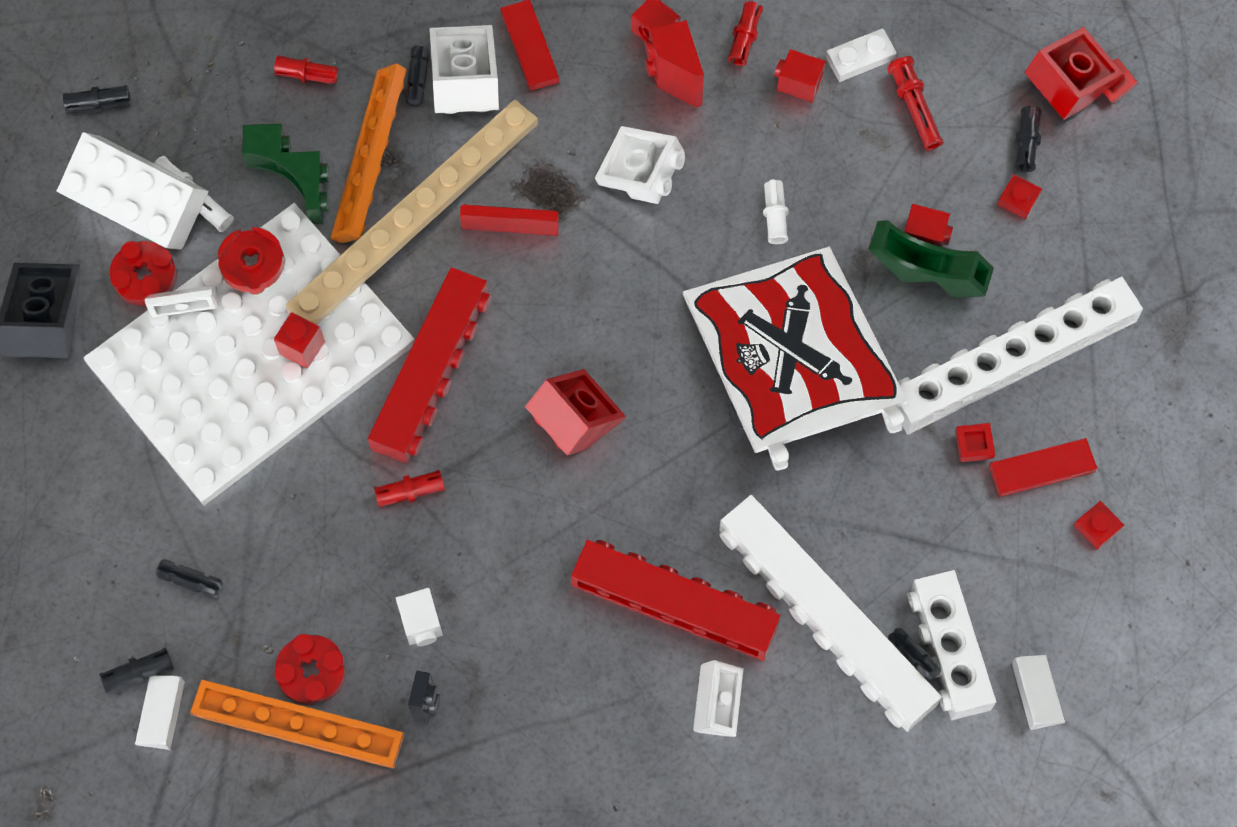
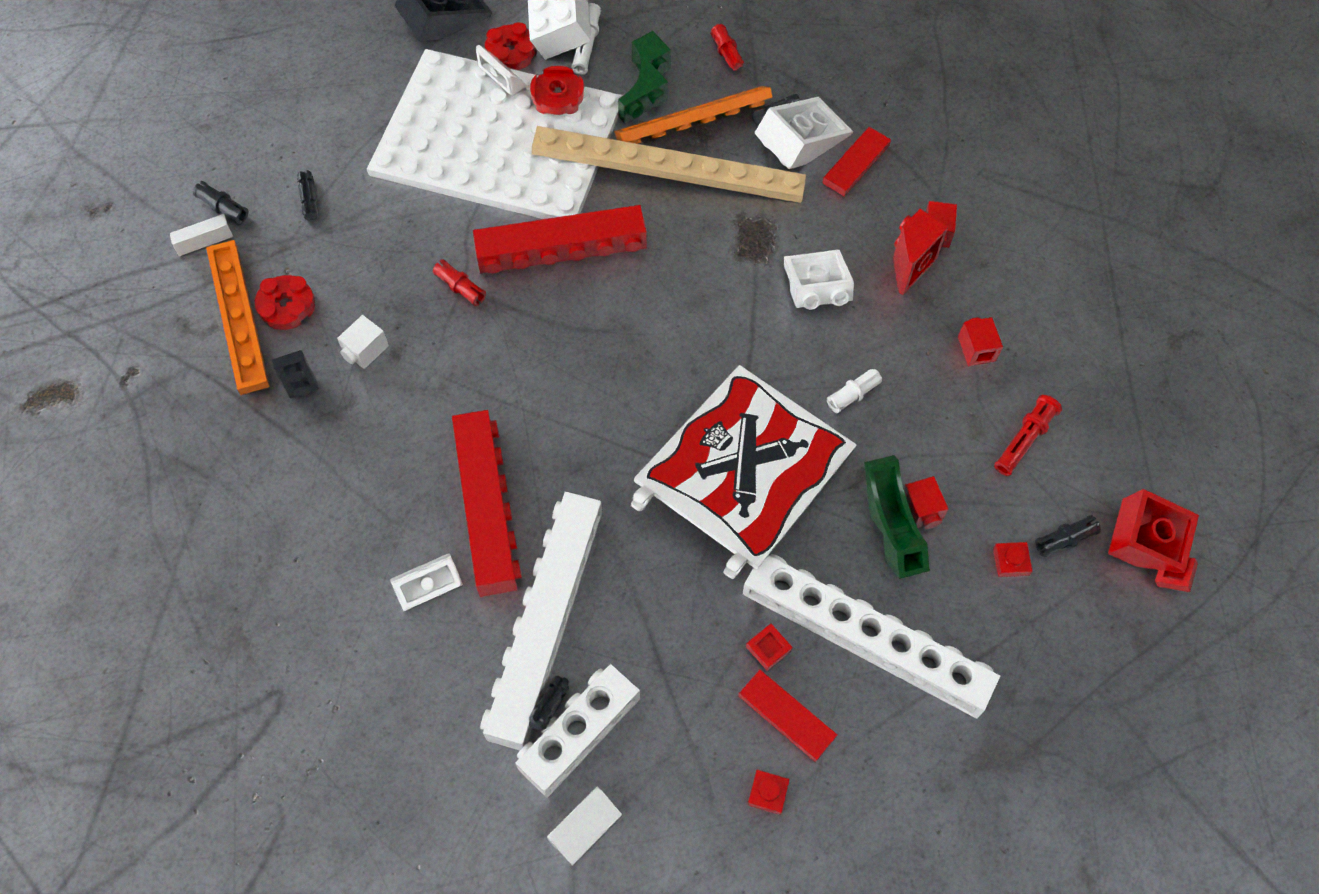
camera: 55 degrees right, 5 degrees down
(299, 340) = (515, 147): red brick -> none
(509, 220) = (709, 223): red tile -> none
(574, 411) = (590, 348): red slope -> none
(745, 33) = (983, 286): red pin -> none
(861, 55) = (1035, 374): white plate -> none

